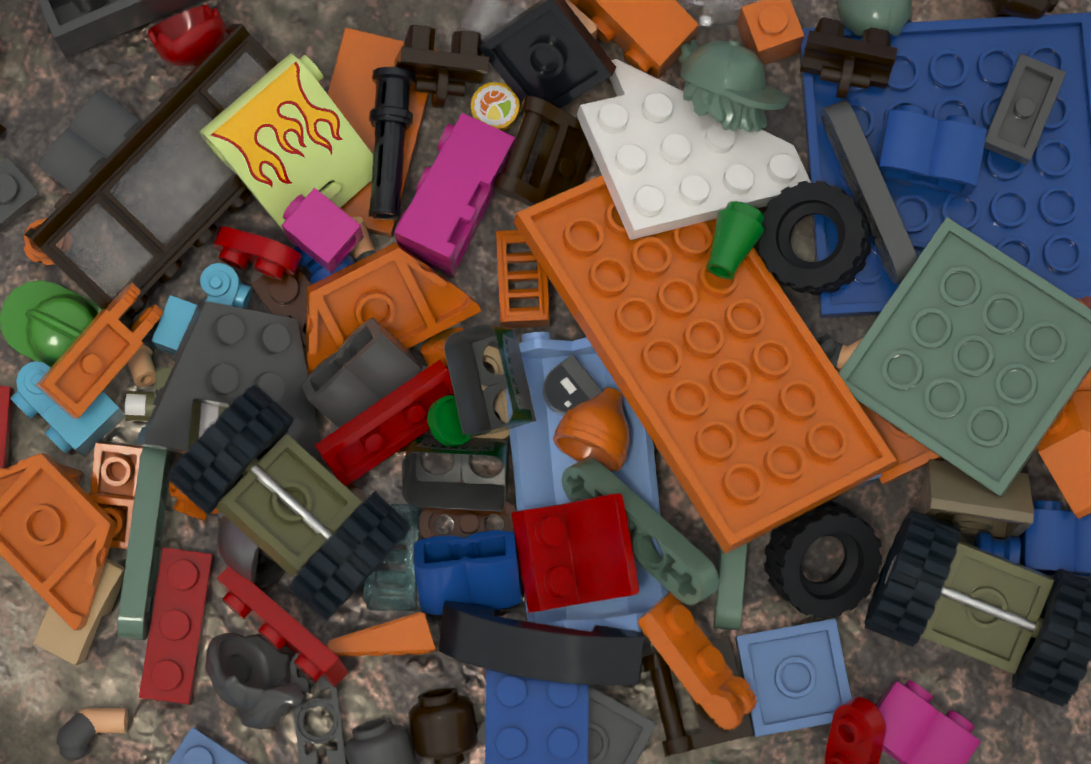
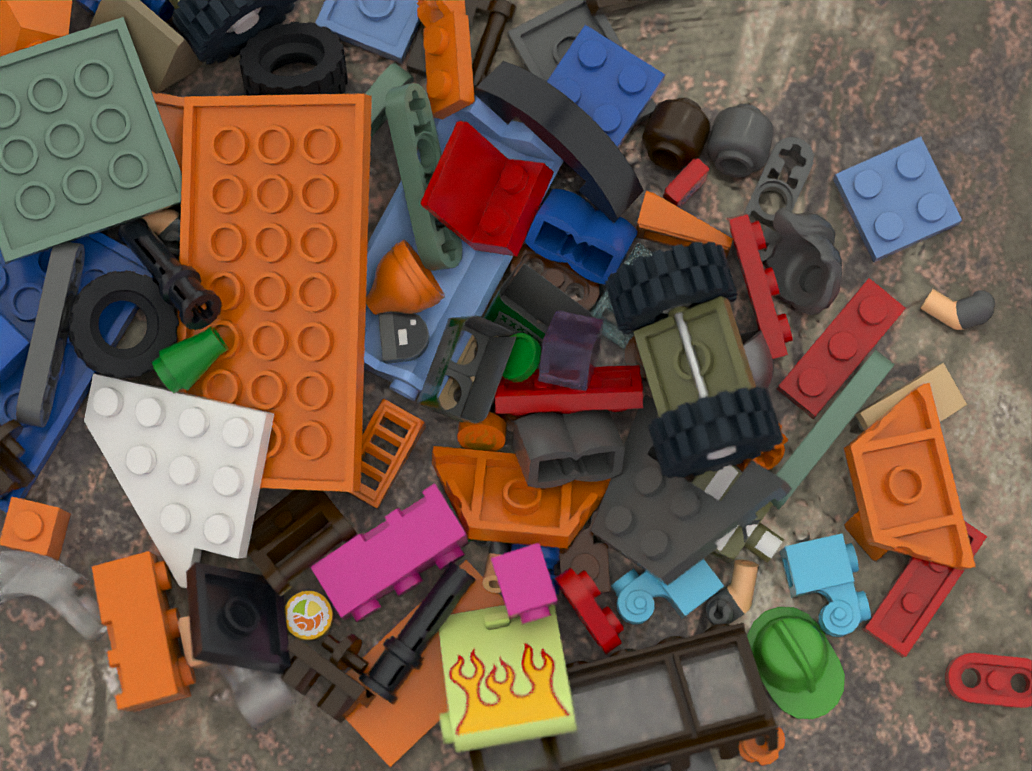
camera: 145 degrees left, 0 degrees up
(97, 354) = (773, 597): orange hinge -> none
(115, 485) = (821, 492): orange slope -> none
(405, 682) = (686, 183): none -> red tile
(408, 454) = (570, 350): none -> clear purple panel
(728, 84) = (102, 498): sand green hair -> none
(787, 295) = (178, 283): none -> black pin

